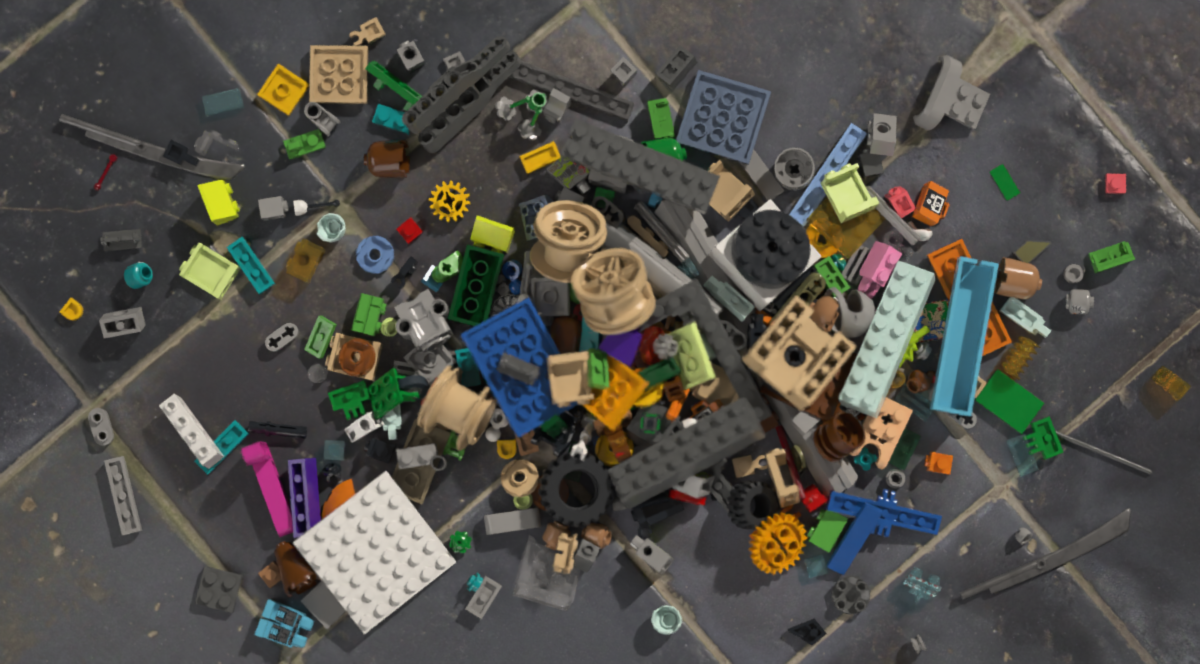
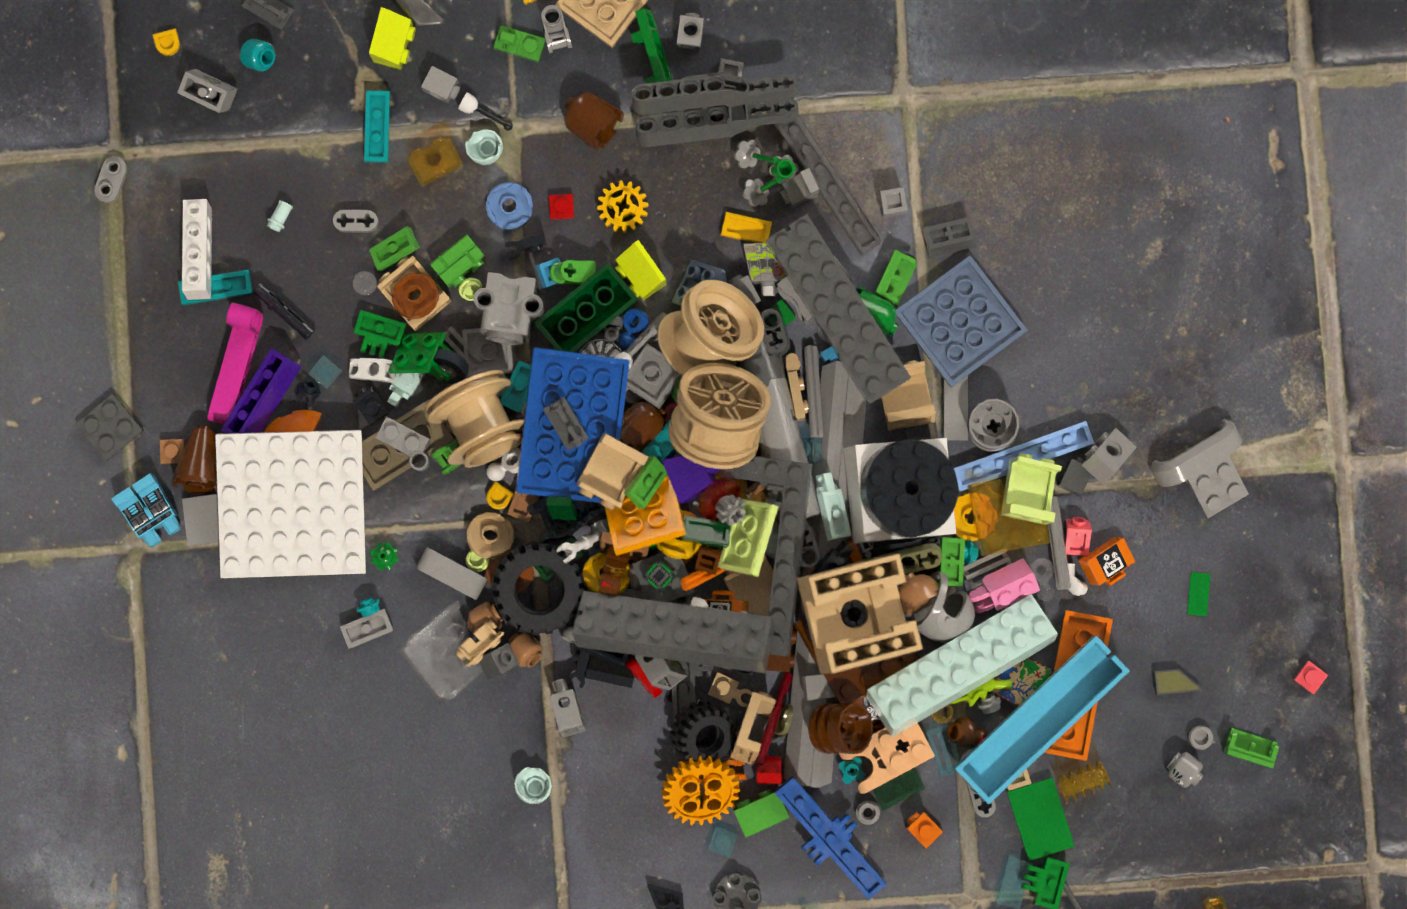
camera: 30 degrees right, 0 degrees up
(123, 495) = (82, 264): light grey plate -> none
(209, 270) = (332, 101): yellowish green panel -> none
(229, 370) = (279, 216): none -> light aqua pin
(390, 118) = (623, 79): teal plate -> none
(854, 538) = (781, 842): blue tile -> none
(1017, 279) = (1138, 701): medium nougat cylinder -> none
(1024, 317) = (1118, 745): light aqua hinge -> none

